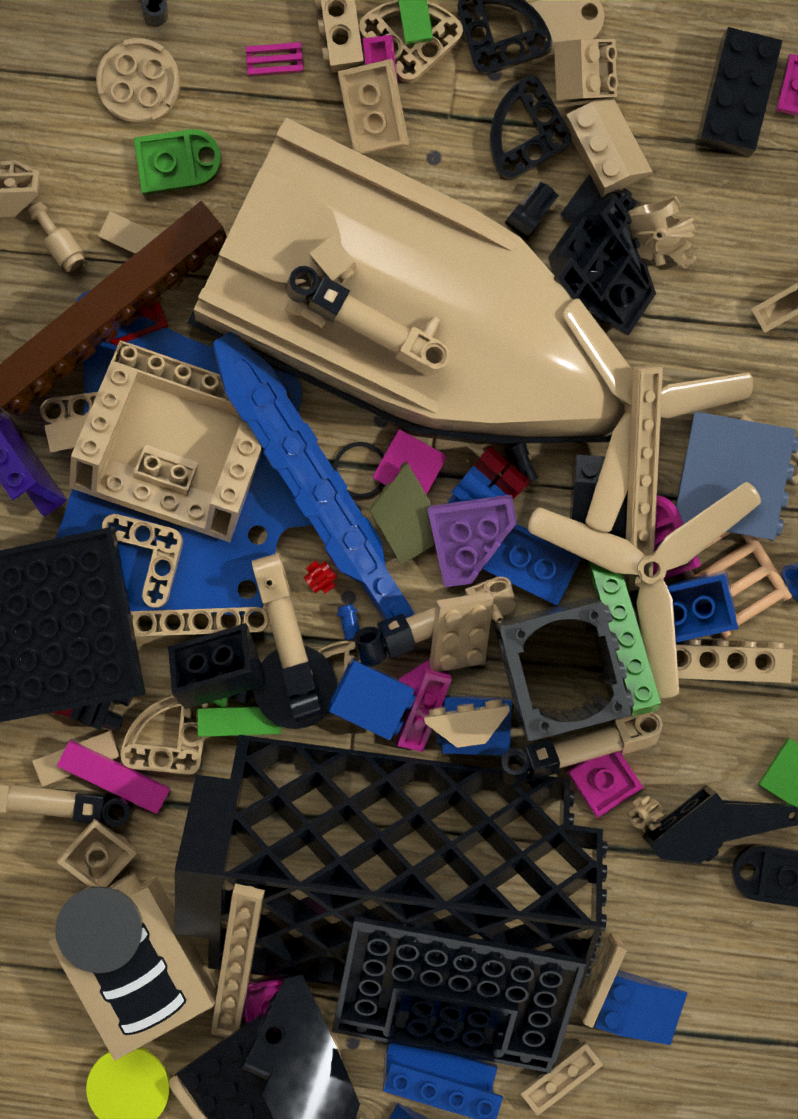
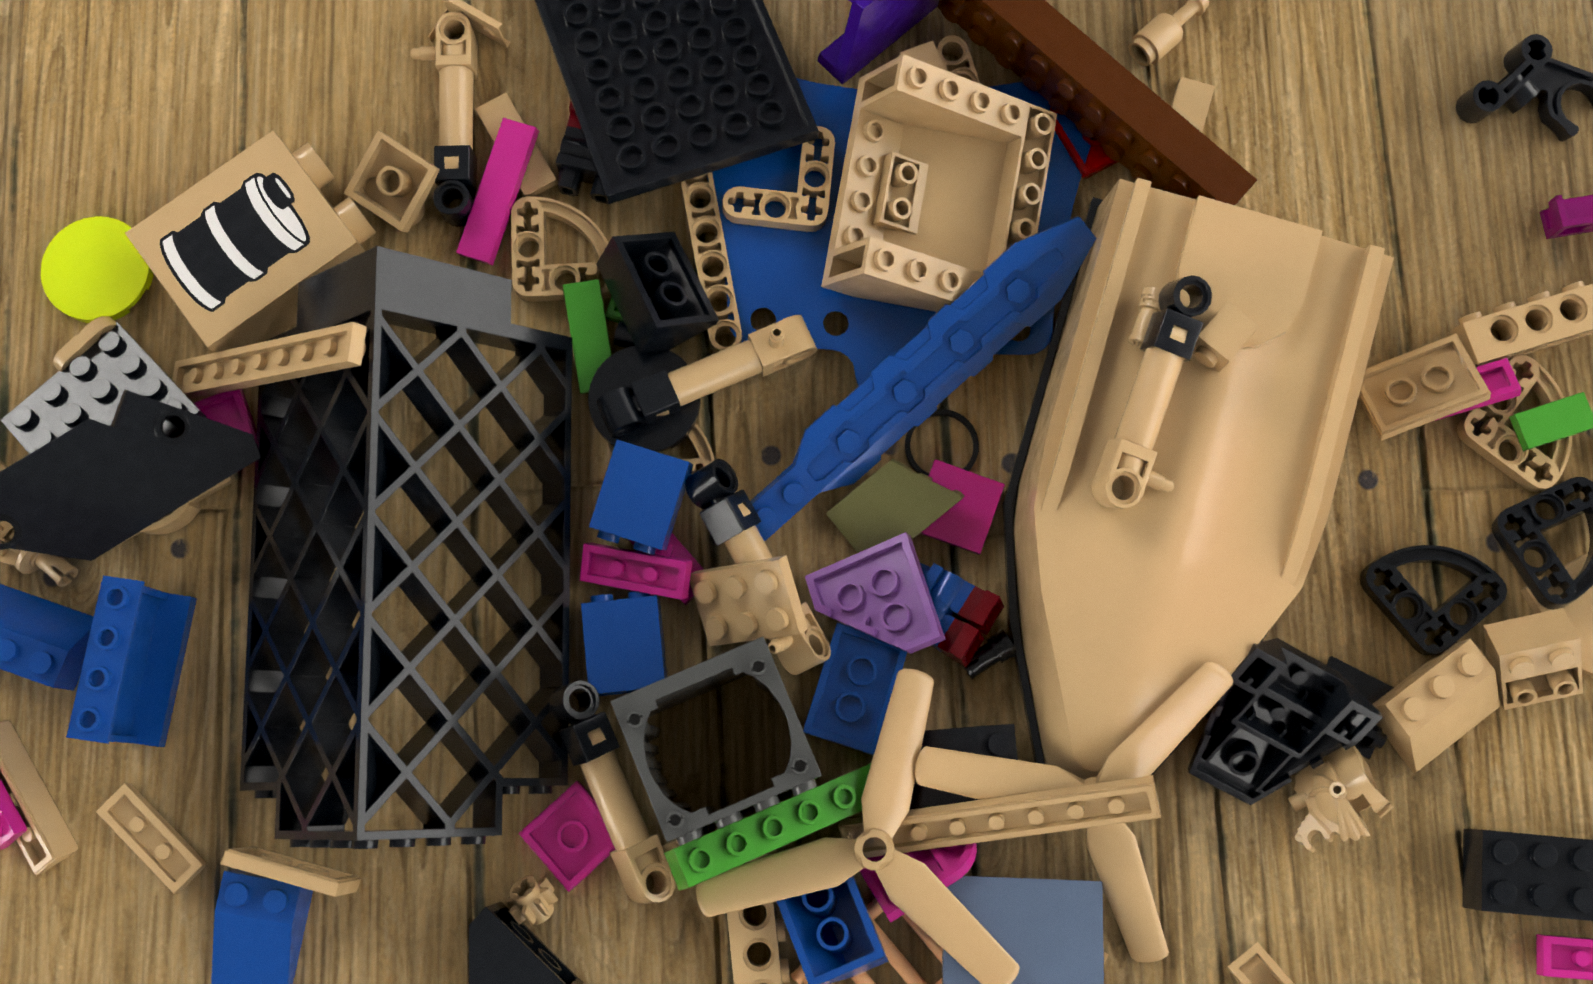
camera: 80 degrees right, 10 degrees down
(99, 929) = (294, 187): dark grey tile -> none
(138, 81) = (1383, 99): tan tile -> none
(173, 162) = (1294, 154): bright green tile -> none
(274, 48) = (1451, 237): dark pink tile -> none
(320, 577) = (793, 411): red gear -> none
(348, 620) = (743, 456): blue pin -> none
(456, 994) = (250, 665): black slope -> none
(467, 724) = (623, 628): tan slope -> none
(528, 216) = (1318, 611): black piece -> none

